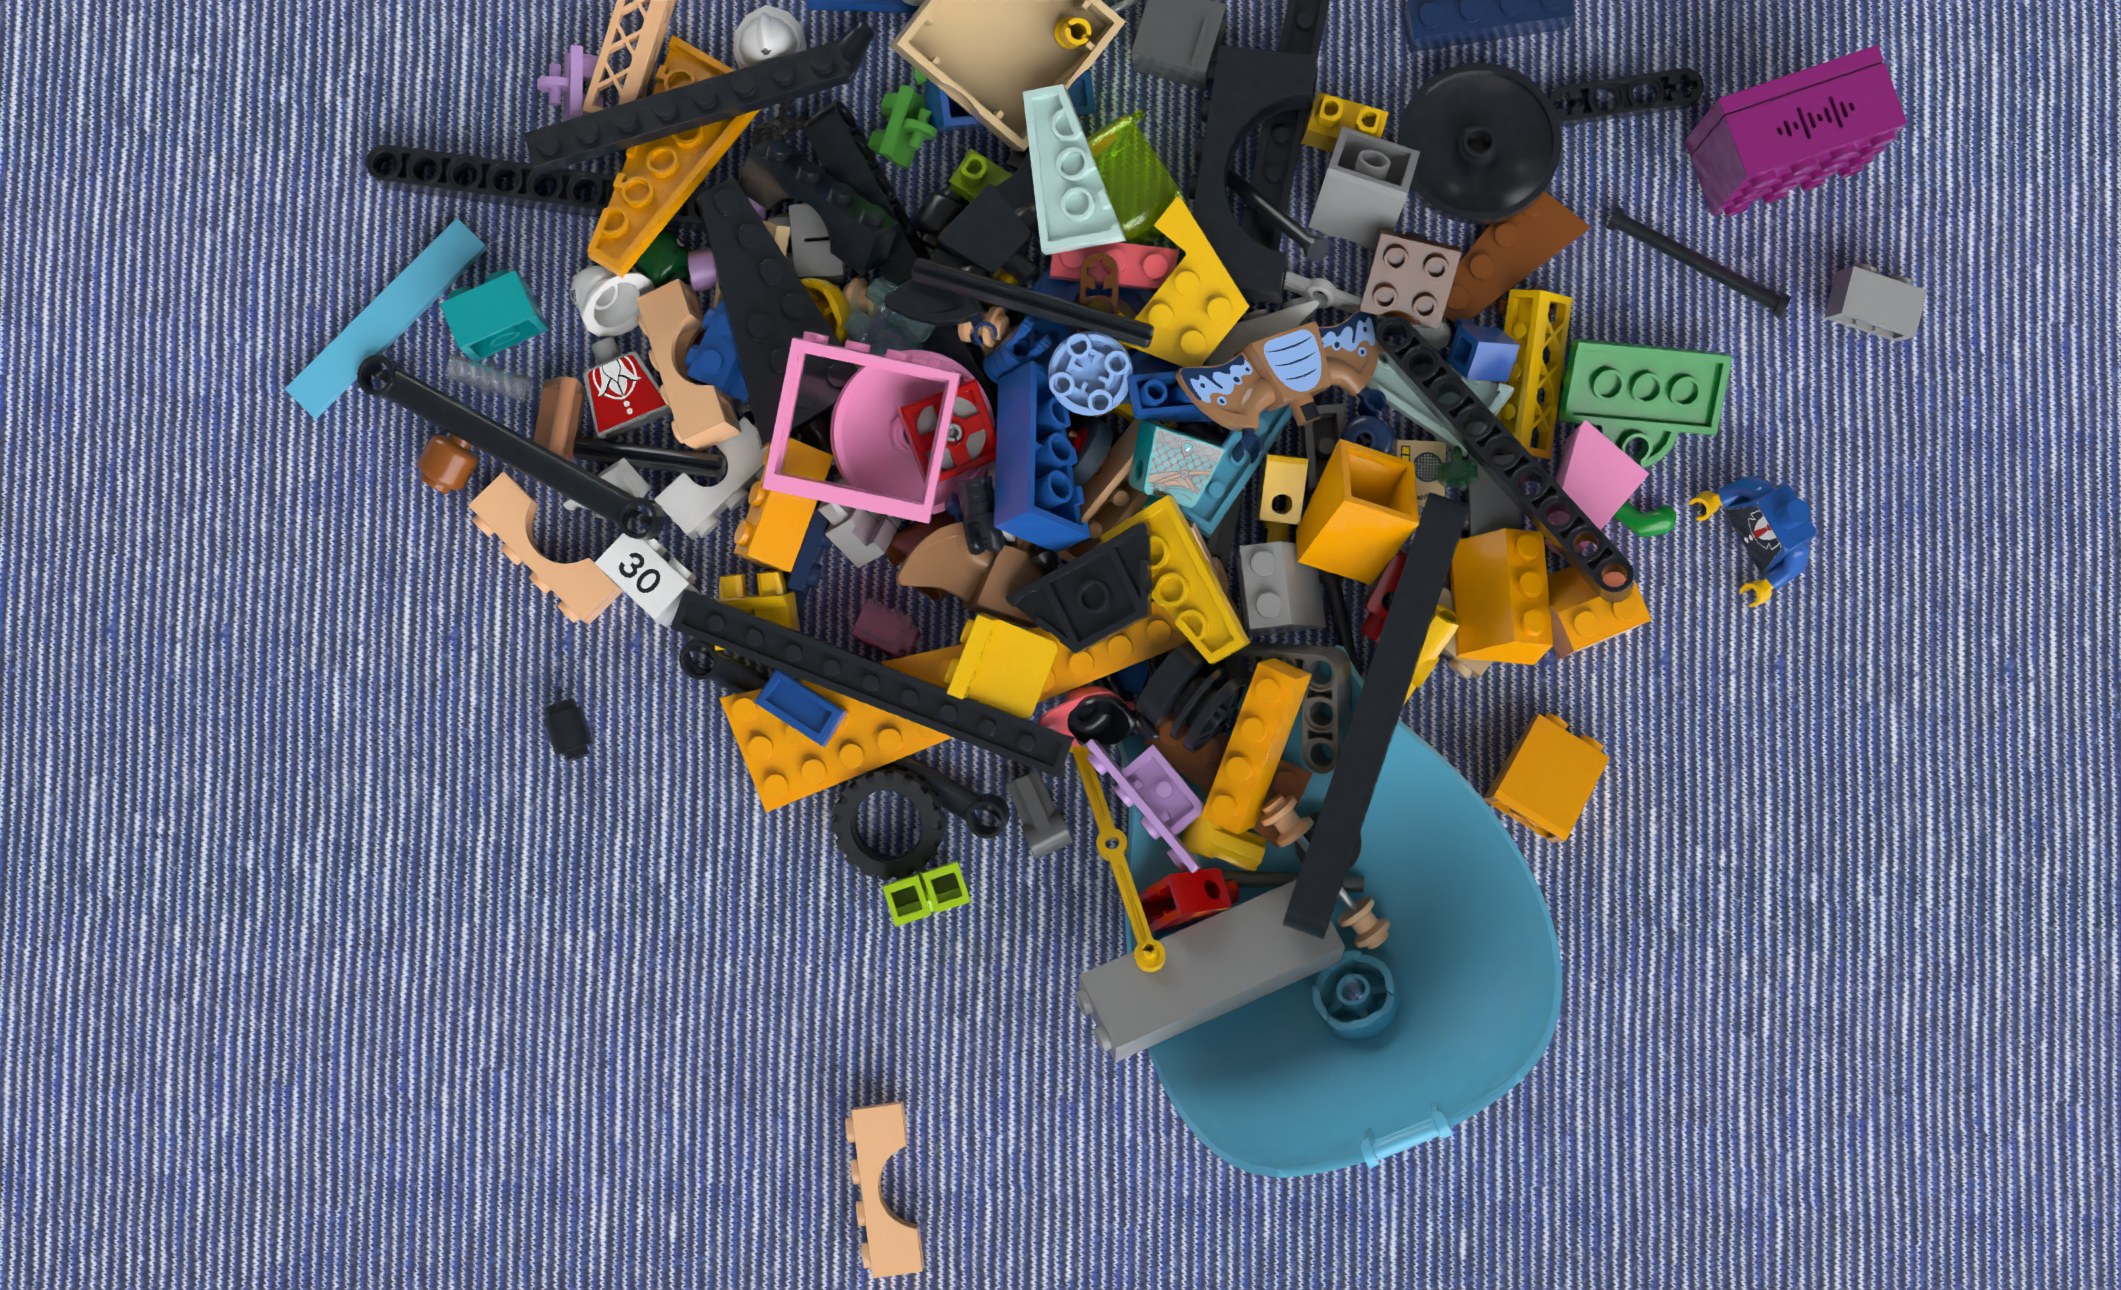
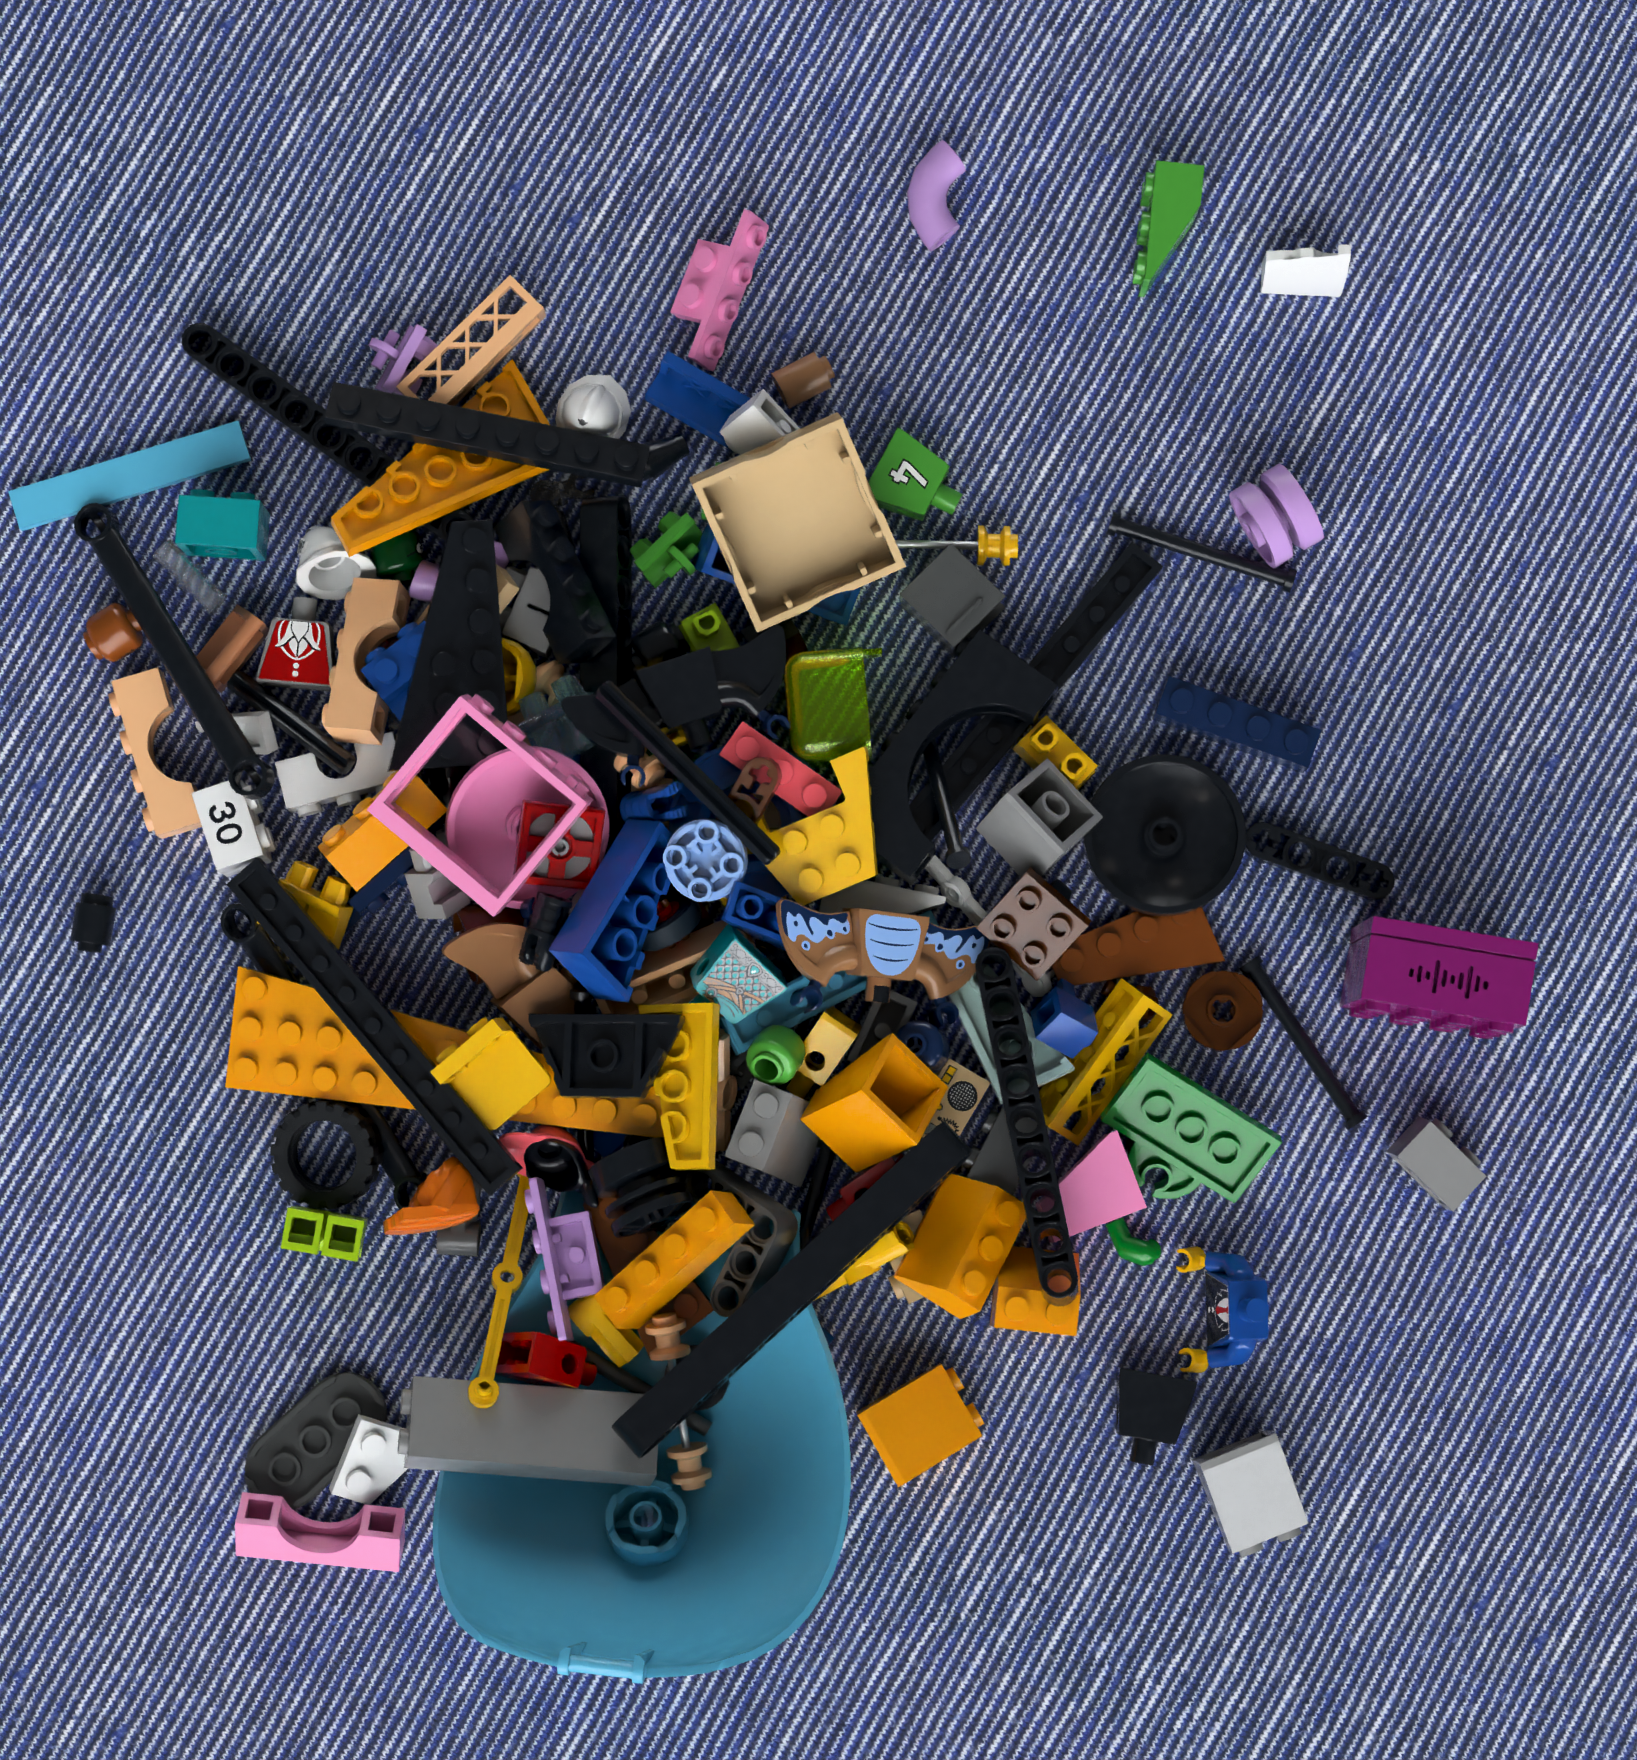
camera: 20 degrees right, 0 degrees up
(800, 707) = (302, 1013): blue tile -> none
(886, 629) = (414, 985): clear pink brick -> none
(892, 1243) = (133, 1518): light nougat arch -> none
(1014, 809) = (439, 1202): none -> orange hair
(1017, 1084) = (306, 1444): none -> dark grey tile
(1026, 1183) = (273, 1530): none -> bright pink arch
(1063, 35) = (859, 541): yellow pin -> none
(1066, 181) = (775, 684): light aqua wing -> none
(1076, 1075) = (368, 1461): none -> white wing
(1245, 515) = (775, 1055): none -> bright green head
(1457, 471) = (983, 1114): clear green tile -> none
(1633, 261) = (1219, 1033): none -> reddish brown plate
(1743, 655) = (1150, 1410): none -> black torso
(1873, 679) = (1251, 1492): none -> slope

